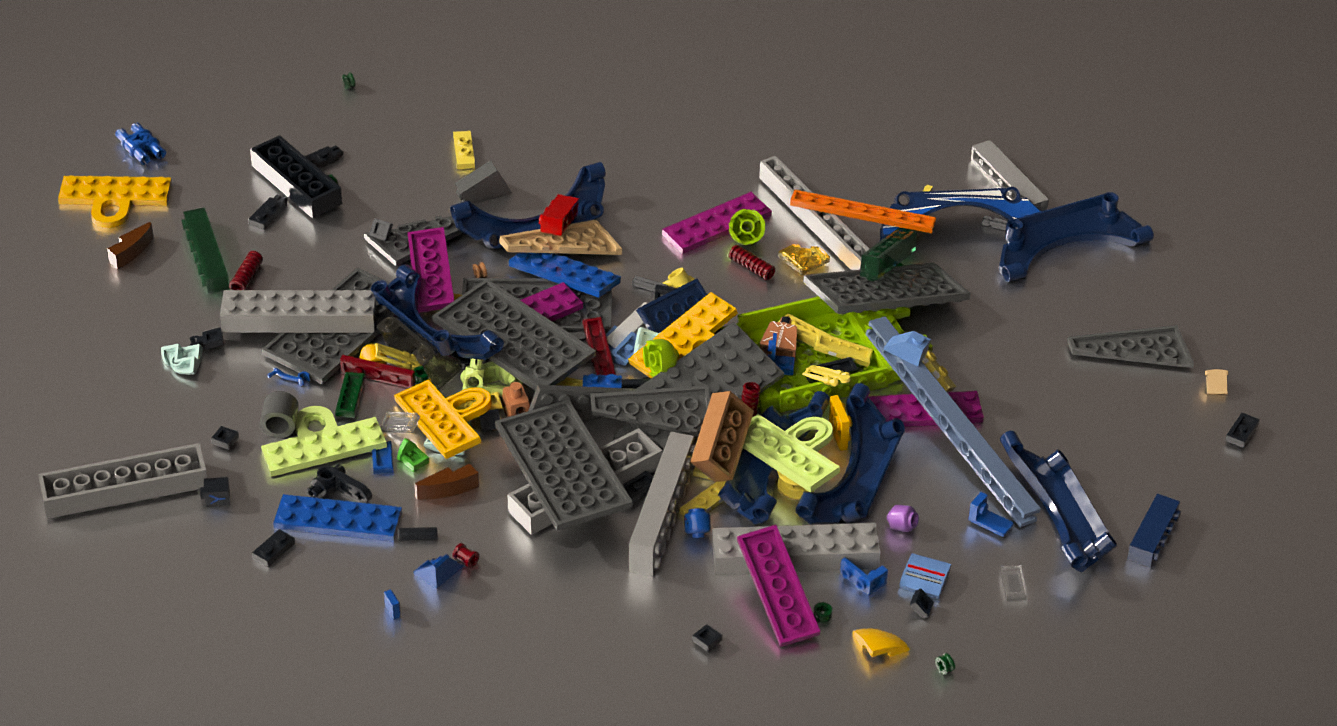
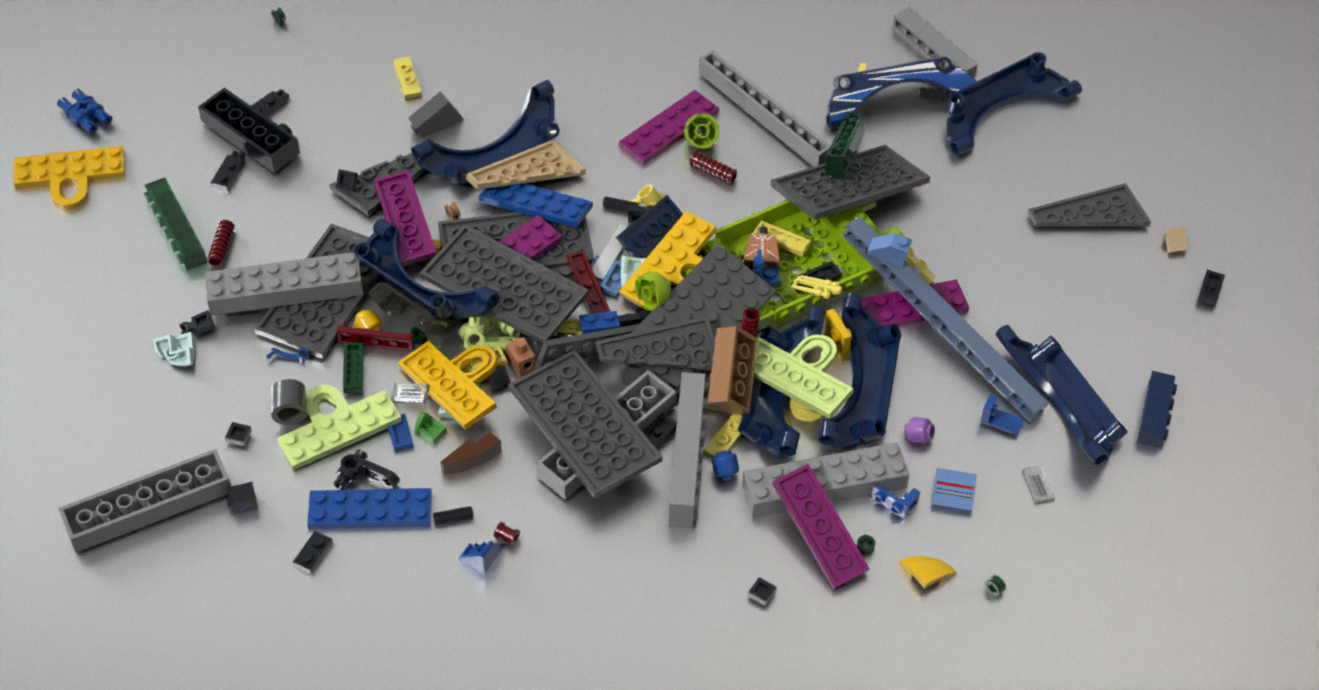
camera: 10 degrees left, 10 degrees up
(130, 245) = (98, 228): reddish brown slope -> none
(392, 604) = (445, 600): blue tile -> none
(401, 356) = (395, 317): light yellow piece -> none
(559, 215) = (518, 142): red brick -> none
(803, 259) = (761, 157): clear yellow plate -> none
(843, 349) = (822, 253): light yellow plate -> none
(863, 211) = (809, 101): orange tile -> none
(921, 603) = (958, 522): black plate -> none

